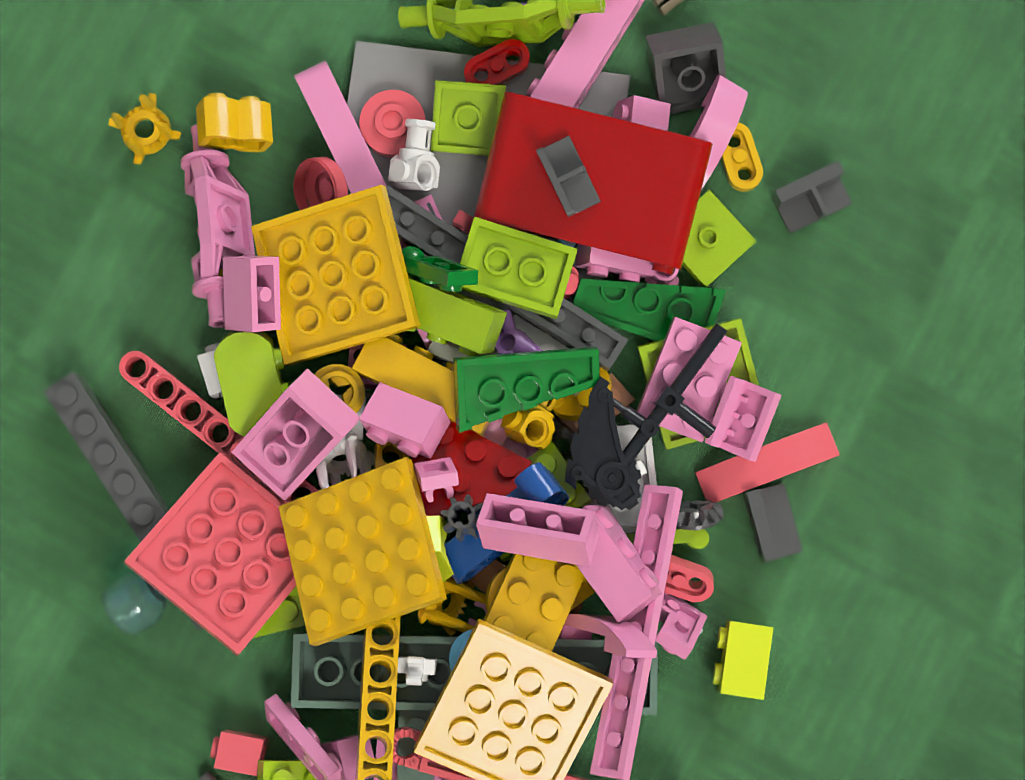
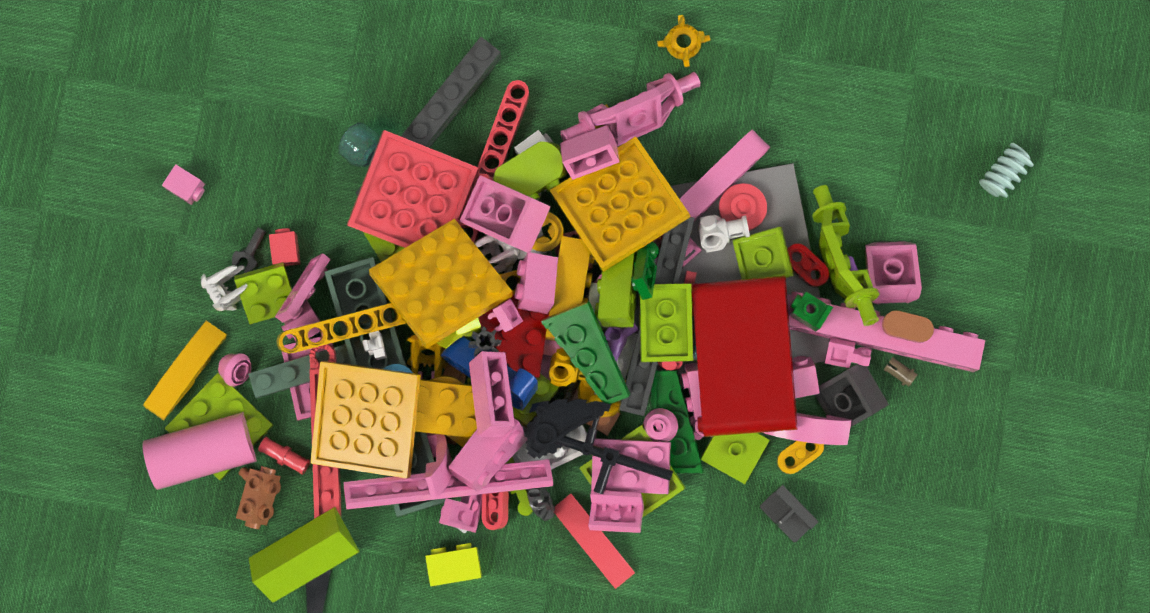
camera: 65 degrees right, 0 degrees up
(234, 123) = (706, 100): yellow brick -> none
(318, 181) = (684, 173): coral piece -> none
(560, 88) = (814, 320): none -> green brick
(568, 176) = (738, 337): dark grey panel -> none
(627, 54) = (842, 353): none -> bright pink plate
(635, 322) = (658, 417): none -> bright pink cone
(772, 522) = (553, 557): dark grey panel -> none

